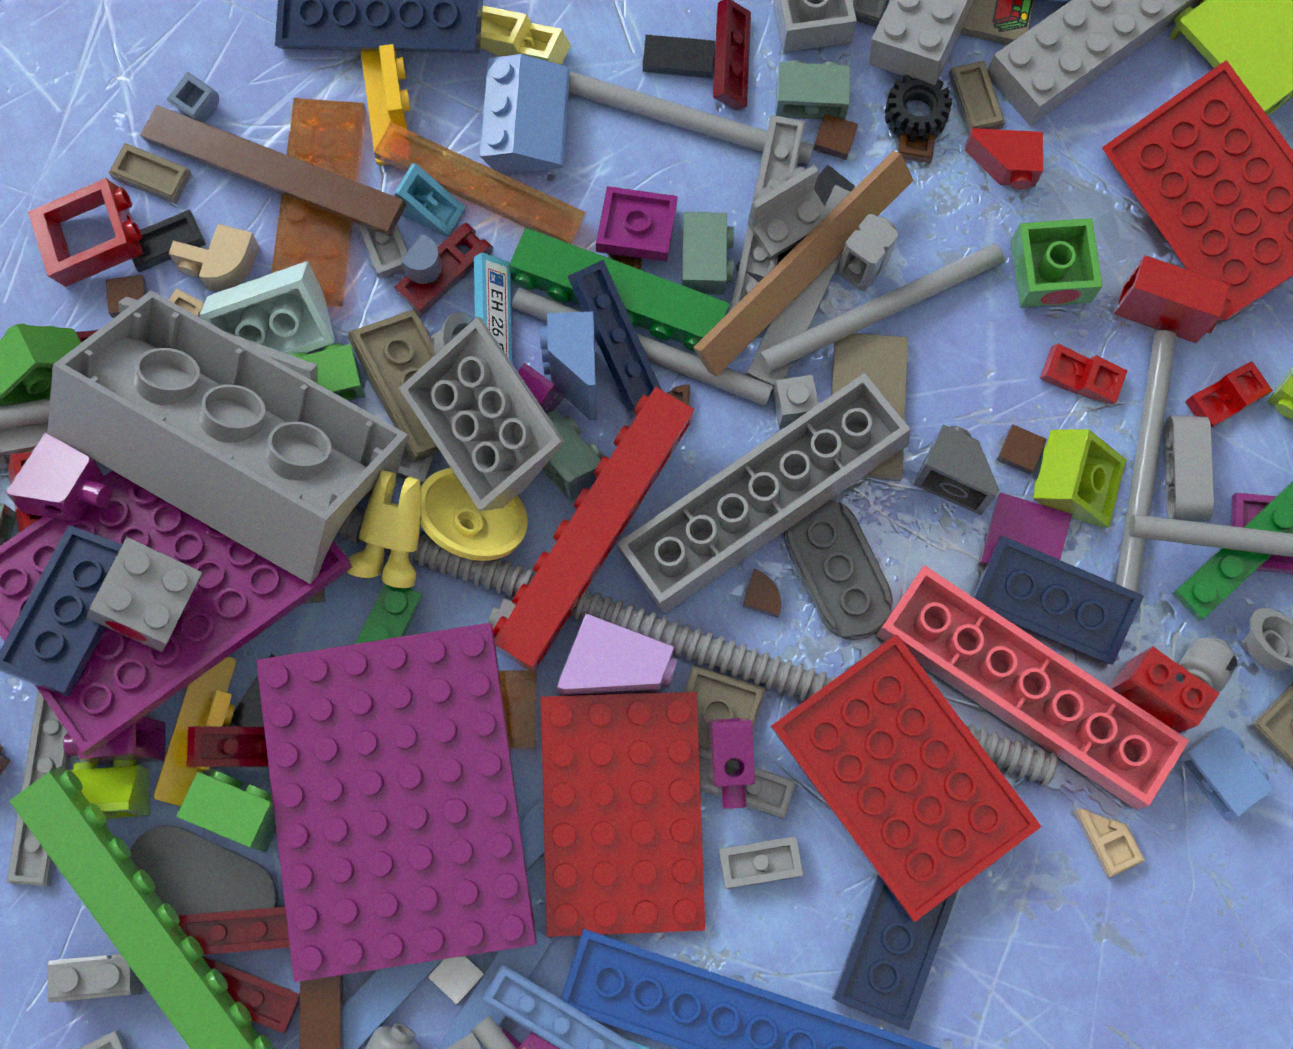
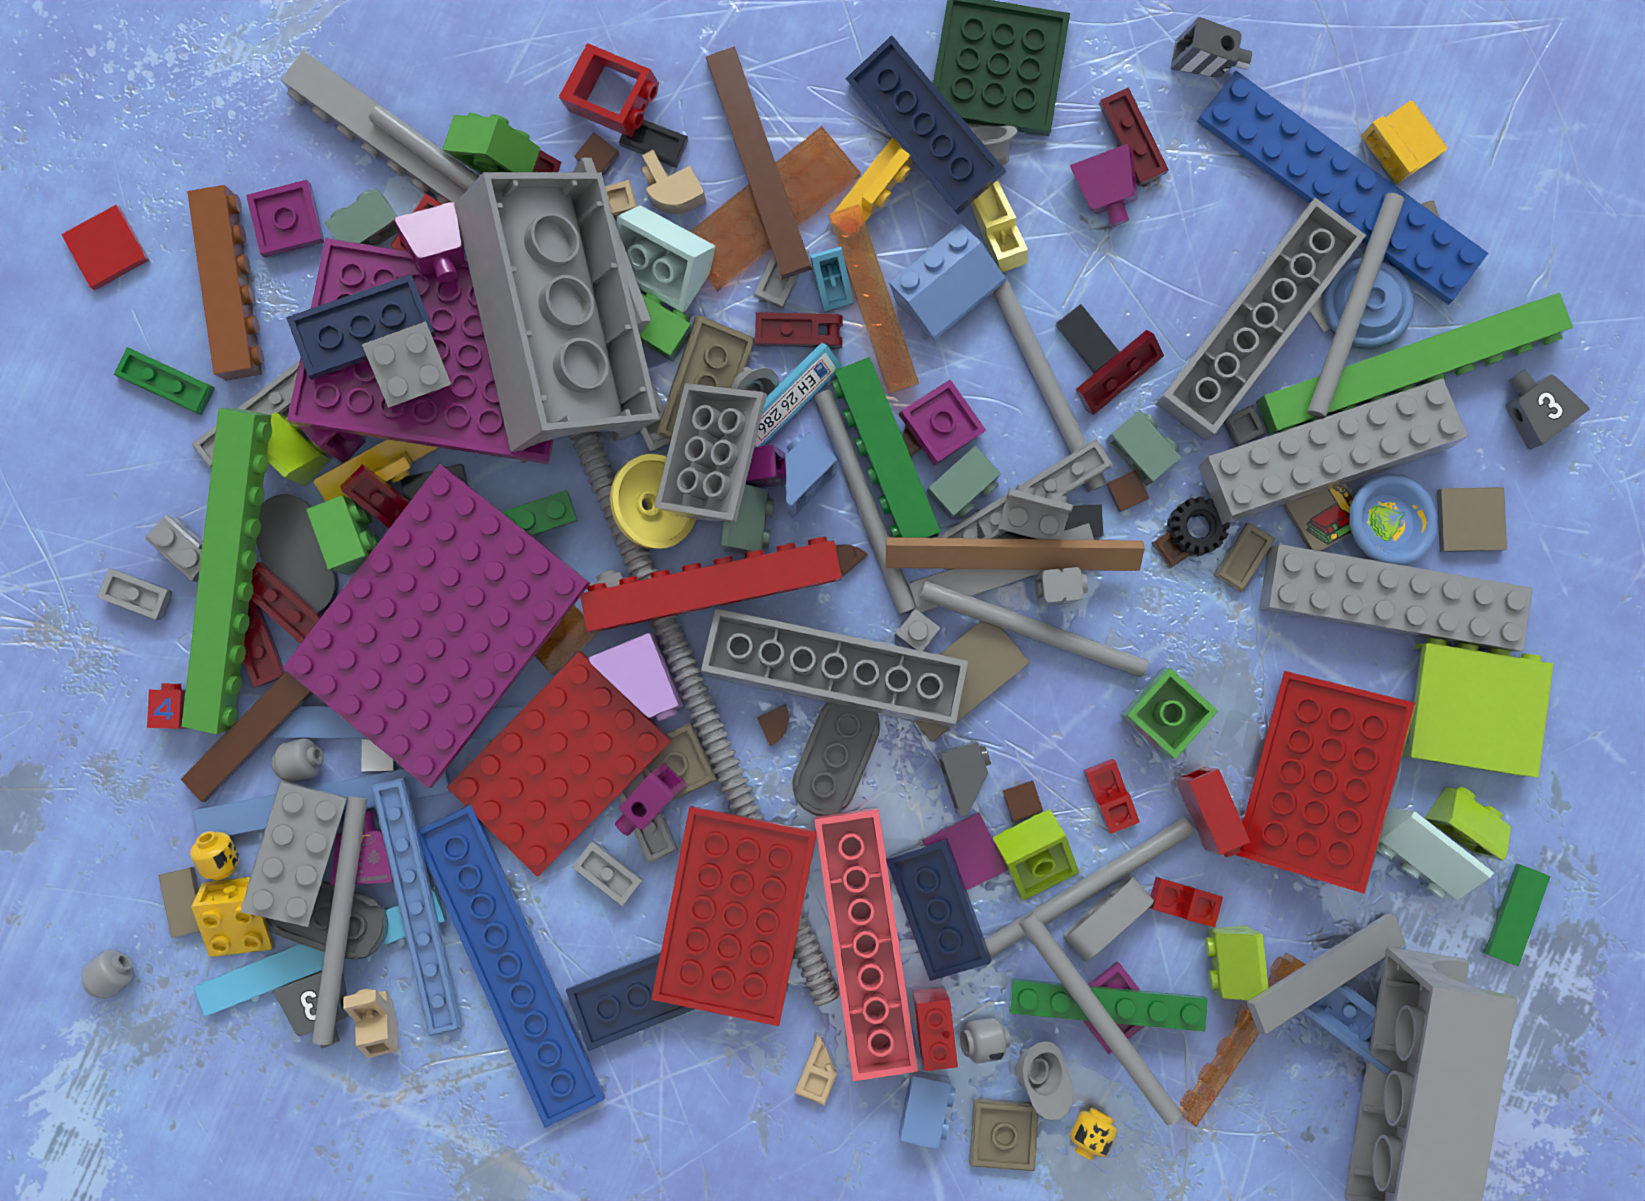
camera: 50 degrees right, 10 degrees up
(150, 173) = (688, 87): dark tan tile -> none
(194, 98) = (760, 65): sand blue brick -> none
(389, 527) = (594, 463): light yellow piece -> none
(422, 261) = (785, 315): sand blue brick -> none
(614, 333) = (851, 480): dark blue plate -> none
(1008, 155) = (1219, 616): red slope -> none

